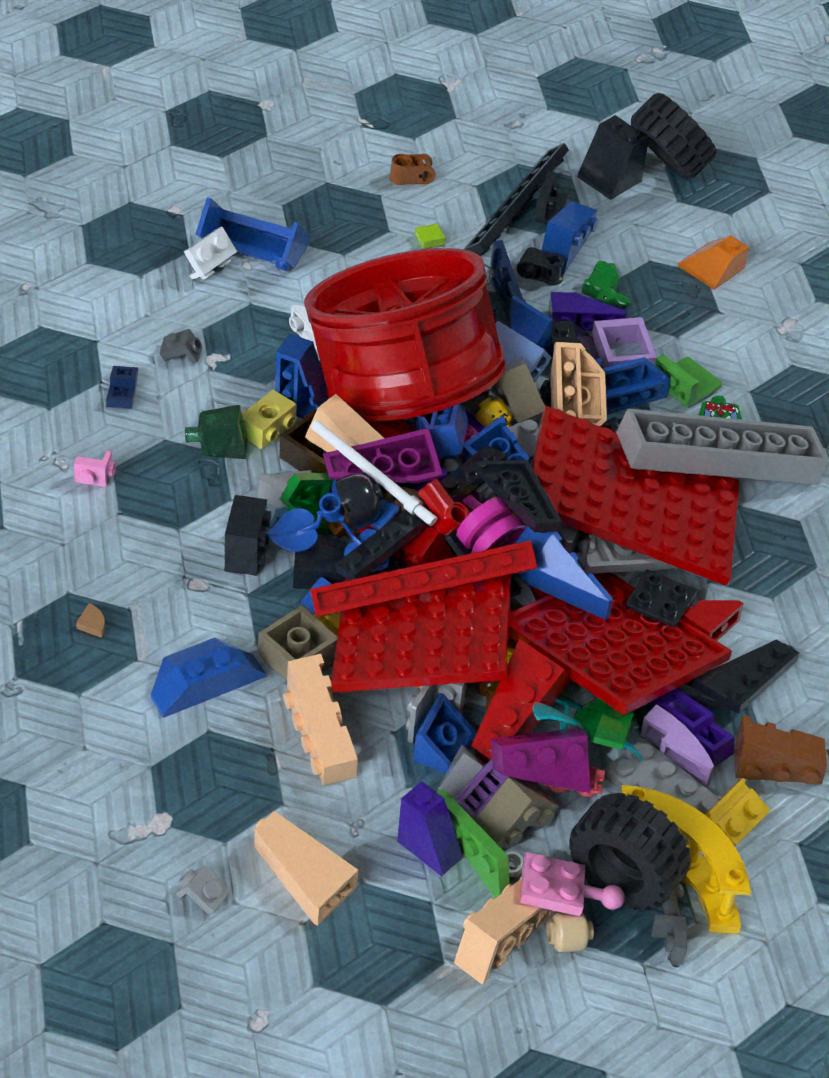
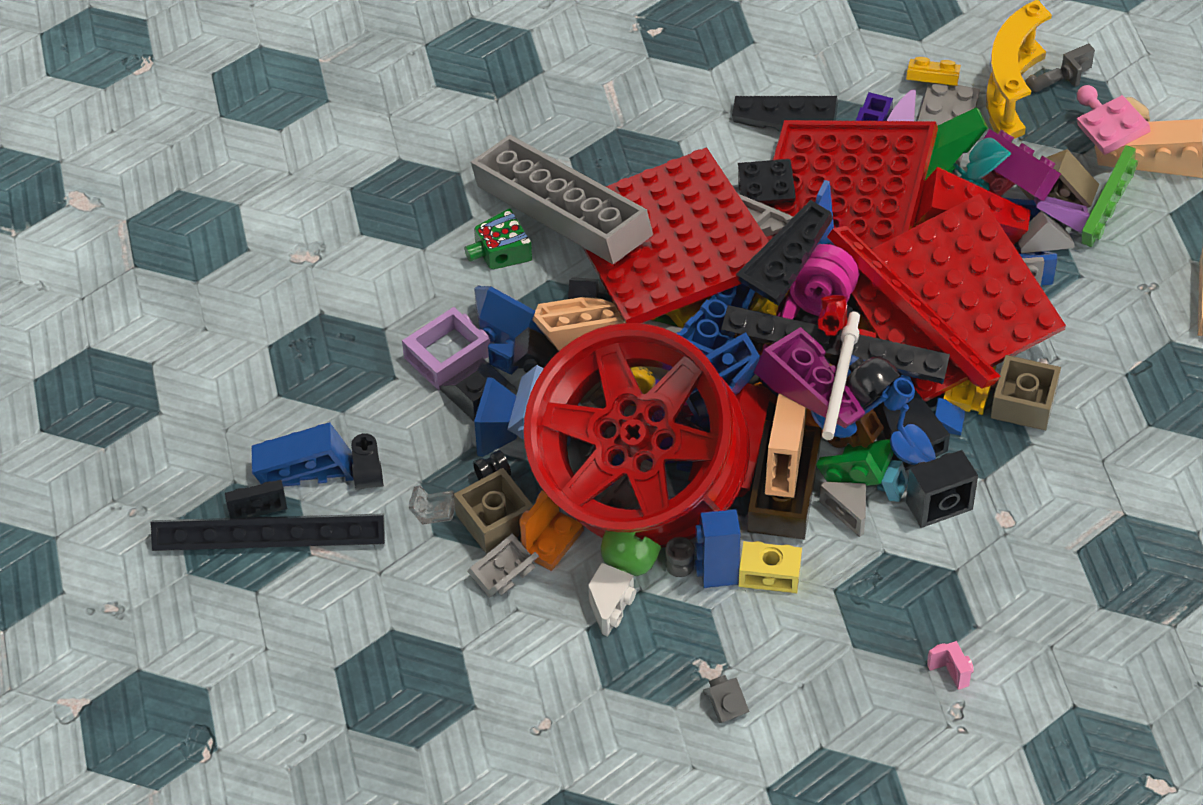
camera: 115 degrees left, 5 degrees up
(91, 621) = (1119, 564): medium nougat tile -> none
(122, 387) = (818, 719): dark blue slope -> none
(202, 674) = (1106, 447): blue wedge -> none
(210, 252) = (576, 743): white bracket -> none
(220, 433) = (828, 583): clear green torso -> none
(256, 237) = (500, 714): blue windscreen -> none
(319, 721) = (1088, 340): light nougat wedge -> none
(409, 169) = (277, 646): dark orange piece -> none
(428, 829) = (1128, 224): dark purple slope -> none
(430, 236) = (379, 584): lime tile -> none
(504, 279) = (427, 468): dark blue wing -> none
(517, 861) = (1105, 169): white hinge -> none
(581, 310) = (423, 409): dark purple slope -> none
(603, 284) = (358, 404): green animal -> none
(614, 158) = (152, 465): black slope -> none
(632, 848) = (1055, 83): black tyre -> none
(674, 136) = (103, 408): black tyre -> none
(688, 380) = (454, 286): bright green bracket -> none
(714, 616) = (742, 149): red slope -> none
(716, 261) = (250, 336): orange slope -> none
(778, 755) = (859, 65): dark orange wedge -> none

